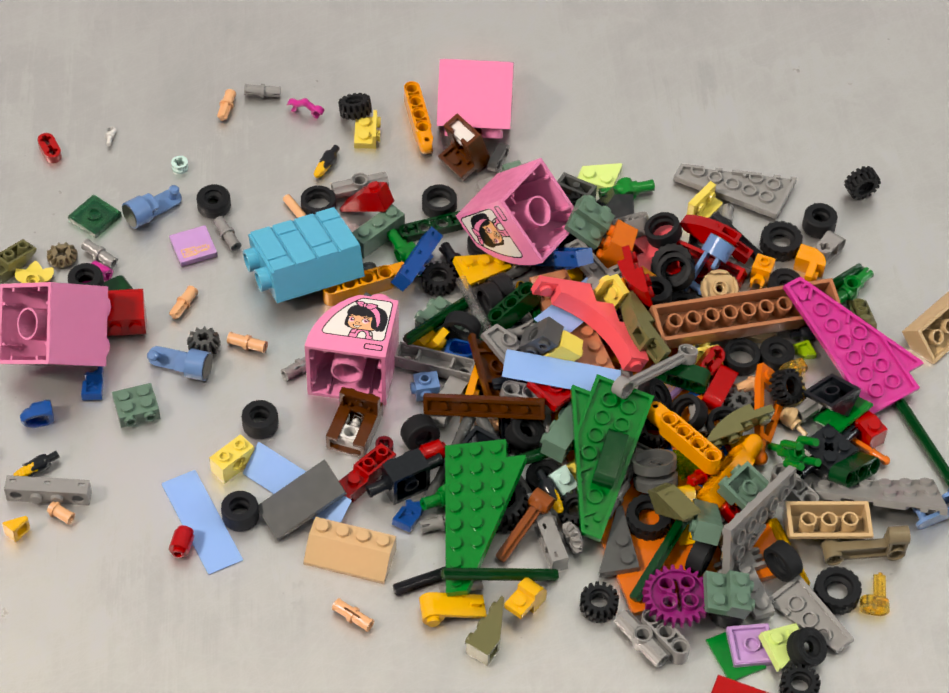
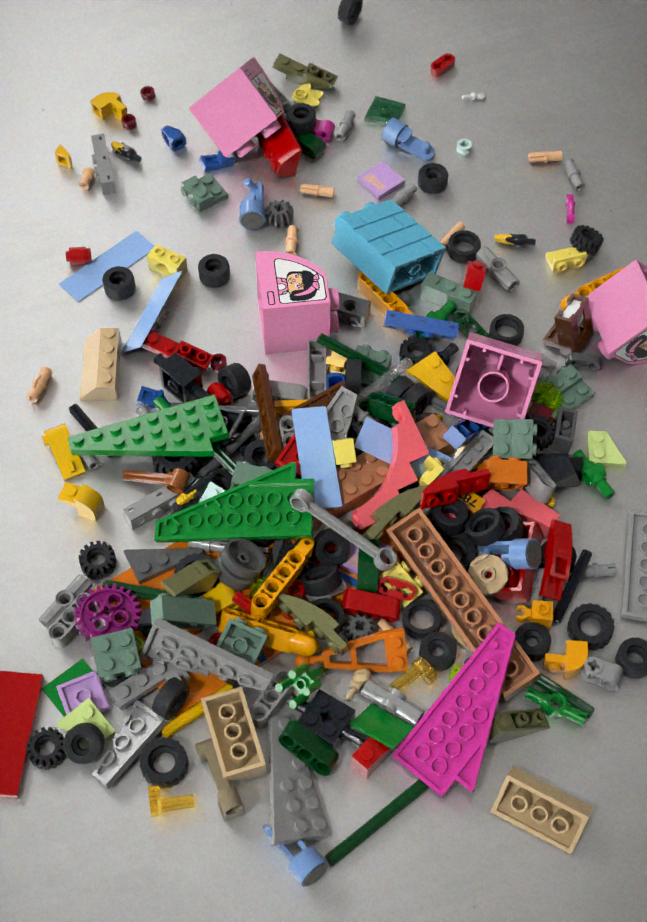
camera: 75 degrees right, 5 degrees up
(59, 260) = (337, 110): dark tan gear -> none
(301, 500) = (135, 315): dark grey tile -> none
(362, 410) = (232, 333): reddish brown brick -> none
(424, 383) = (287, 370): medium blue brick -> none
(485, 640) = (39, 483): olive slope -> none
(499, 574) = (95, 471): dark green axle -> none
(541, 336) = (344, 427): dark grey brick -> none
(572, 537) = (150, 521): light grey gear -> none
(610, 458) = (228, 516): dark green beam -> none
(659, 220) = (538, 496): black tyre -> none
(704, 202) = (604, 544): light yellow bracket -> none
(779, 389) = (382, 673): black tyre -> none
(834, 394) = (387, 705): black slope -> none
(885, 460) = (345, 768): orange piece -> none

